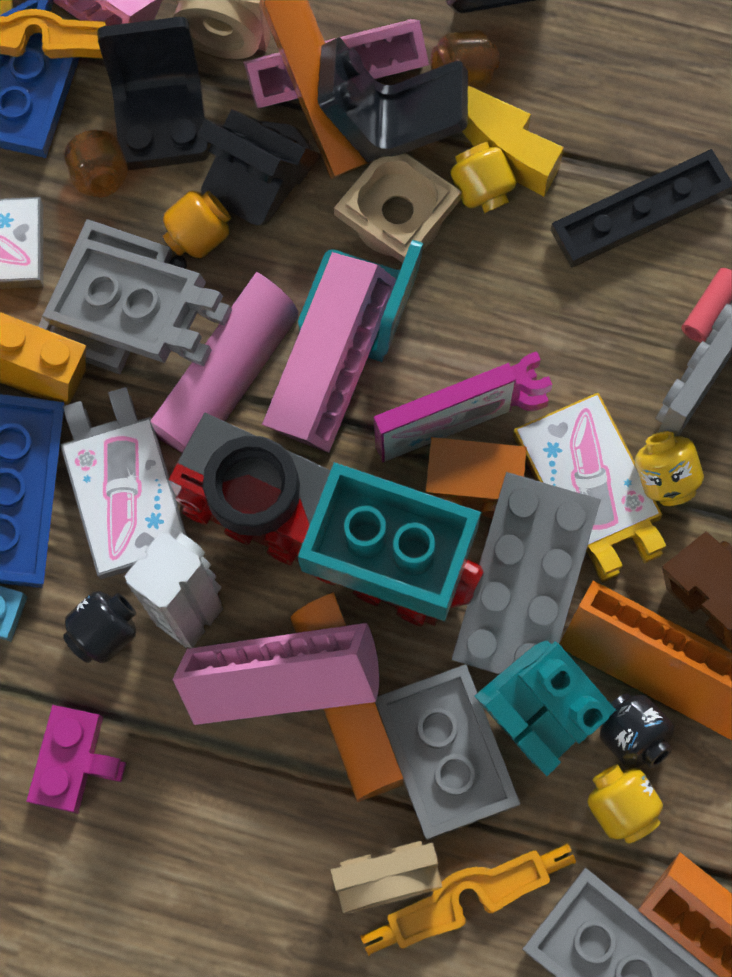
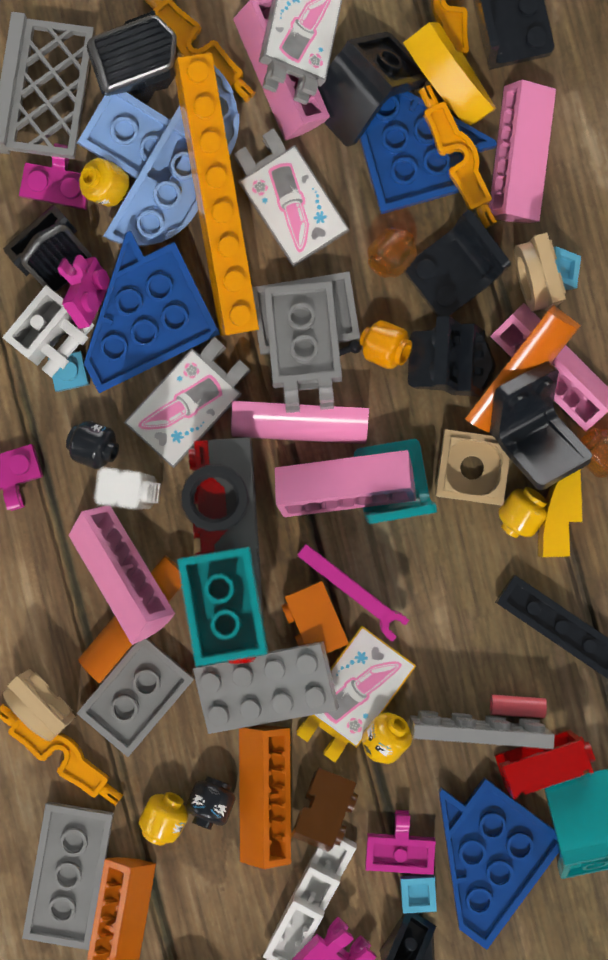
camera: 55 degrees right, 15 degrees up
(545, 704) = (191, 742): teal hips -> none

